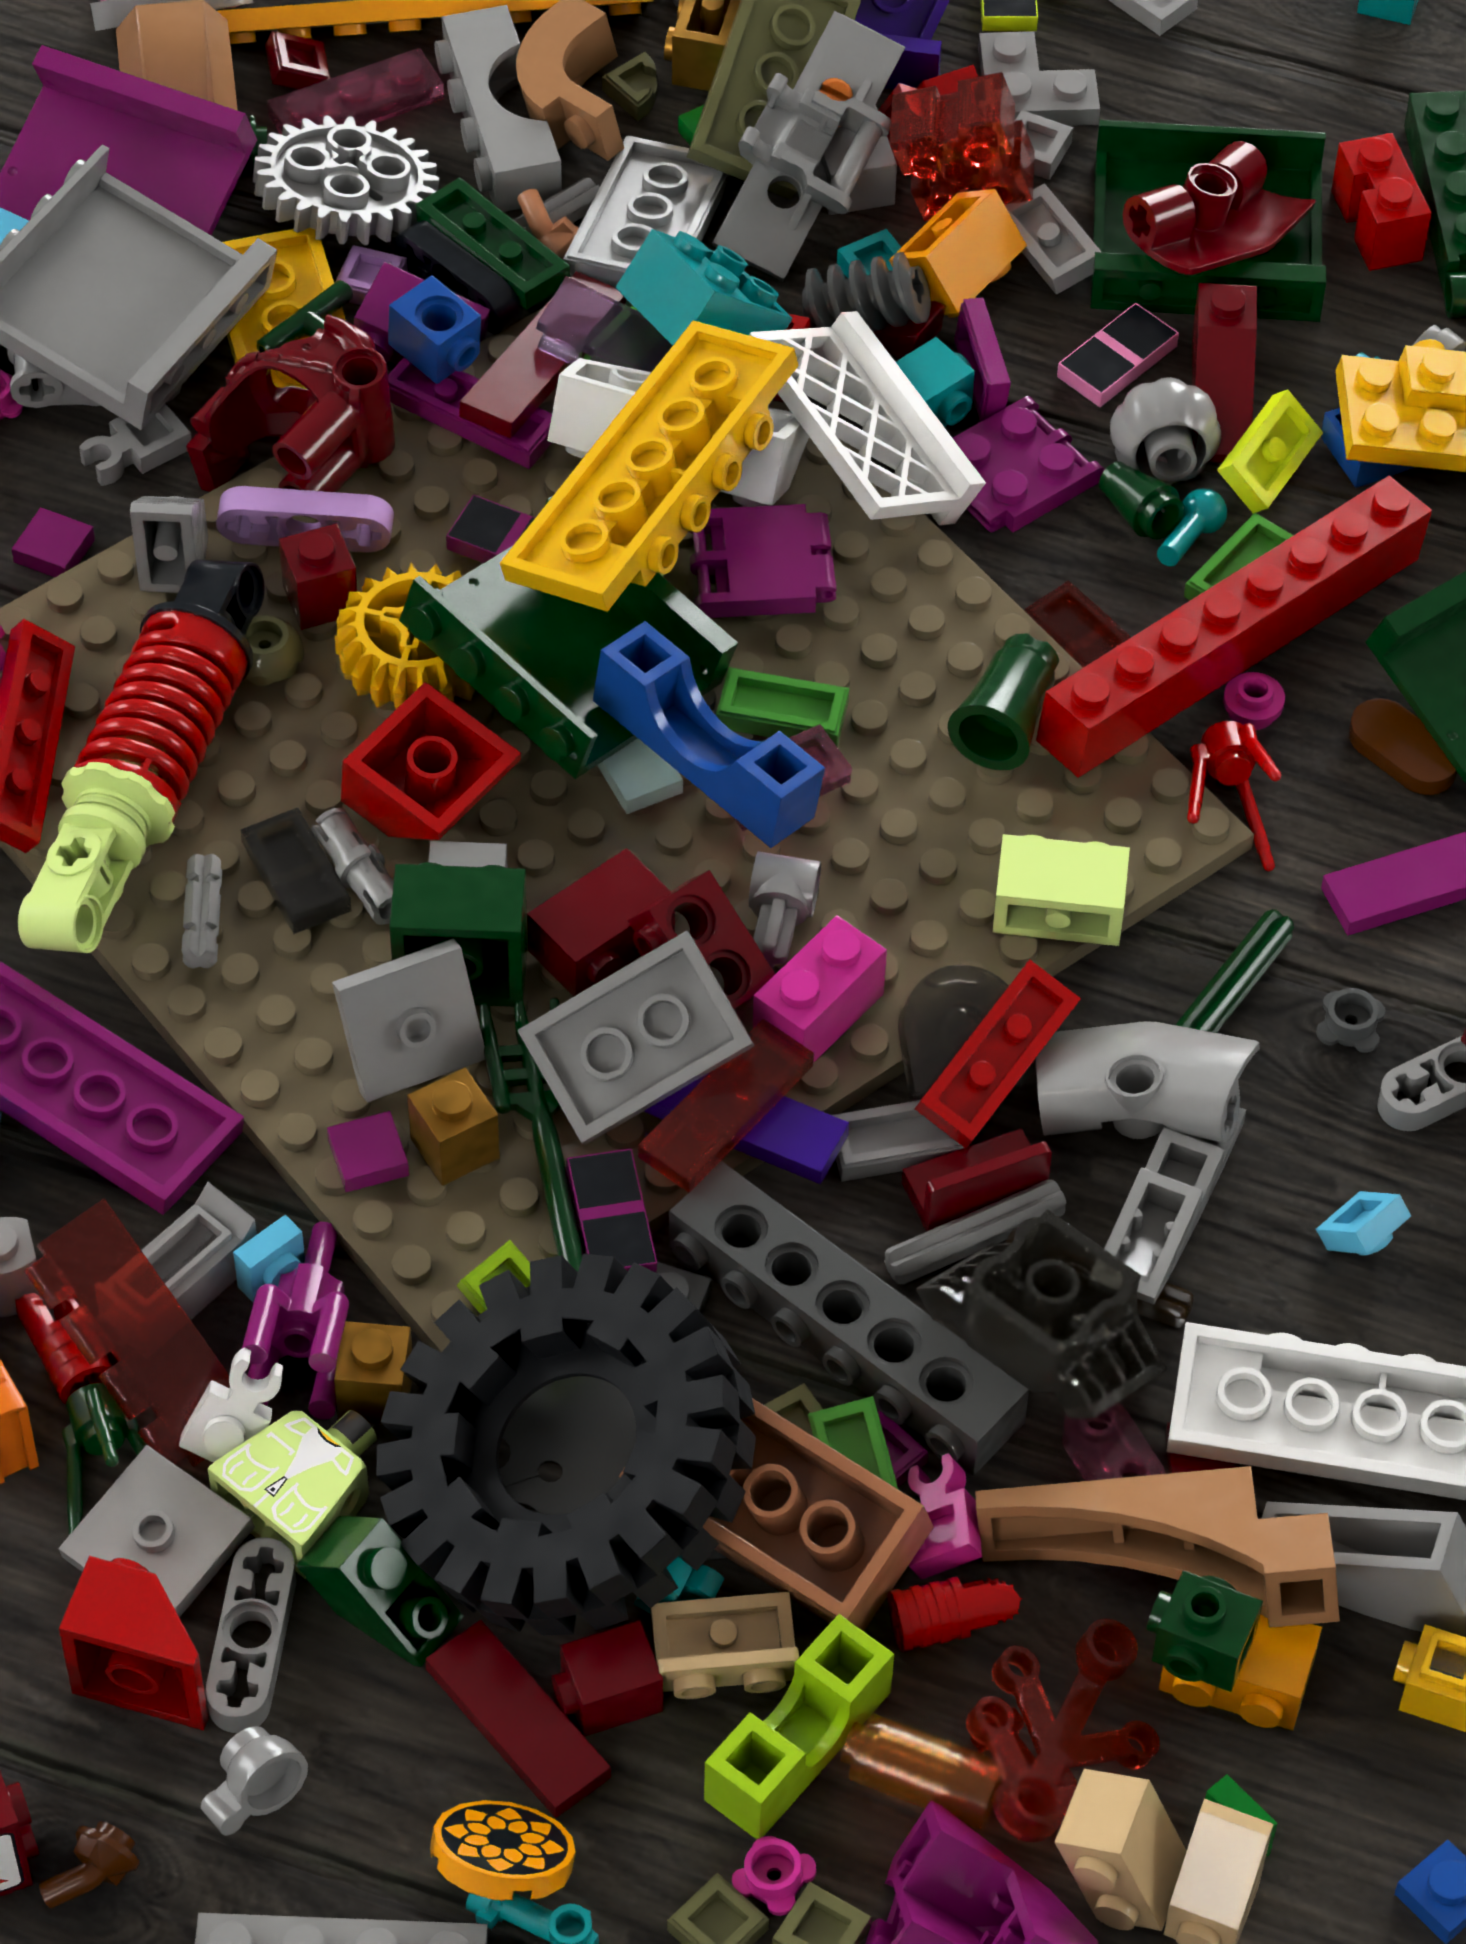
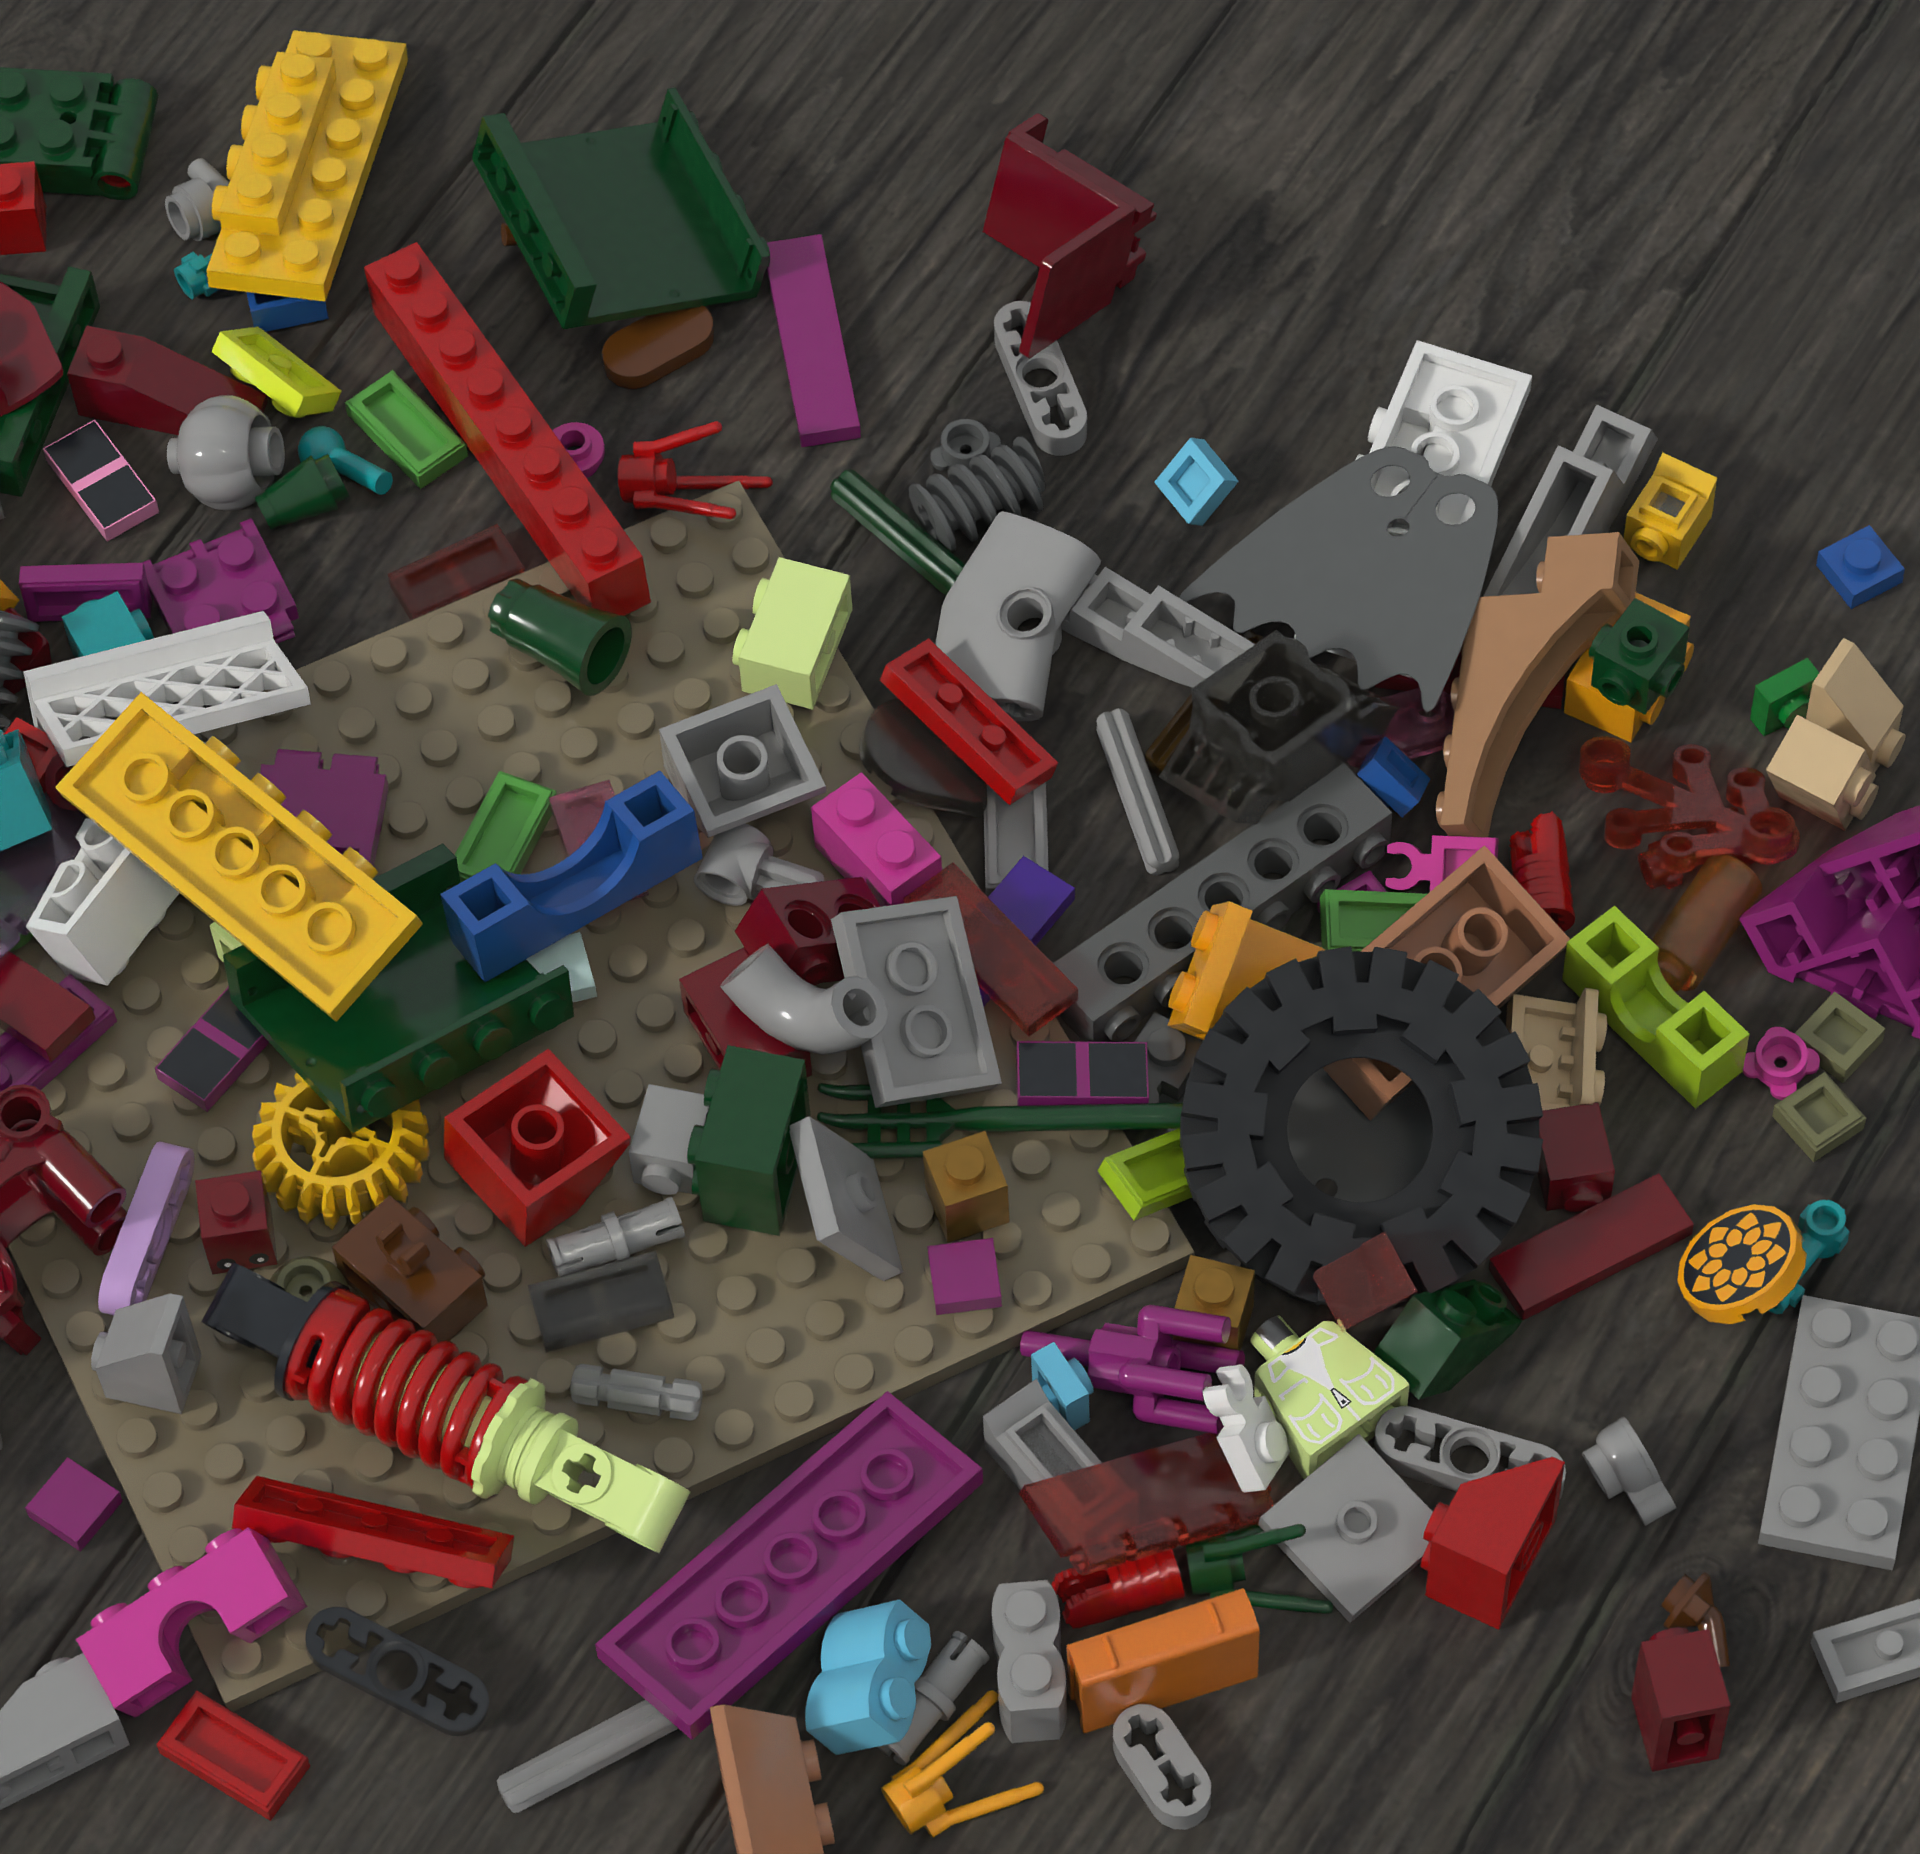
camera: 75 degrees left, 5 degrees up
(288, 715) = (406, 1269): none -> reddish brown brick
(389, 1476) = (1364, 1282): none -> clear red panel
(593, 926) = (802, 1013): none -> light grey cylinder
(760, 1314) = (1228, 958): none -> light orange bracket
(882, 858) = (740, 761): none -> light grey slope
(975, 1177) = (1085, 783): dark red panel -> none
(1035, 1447) = (1393, 777): none -> blue plate
(1250, 1369) = (1354, 585): none -> dark grey piece
(1286, 1039) = (979, 492): none -> dark grey piece

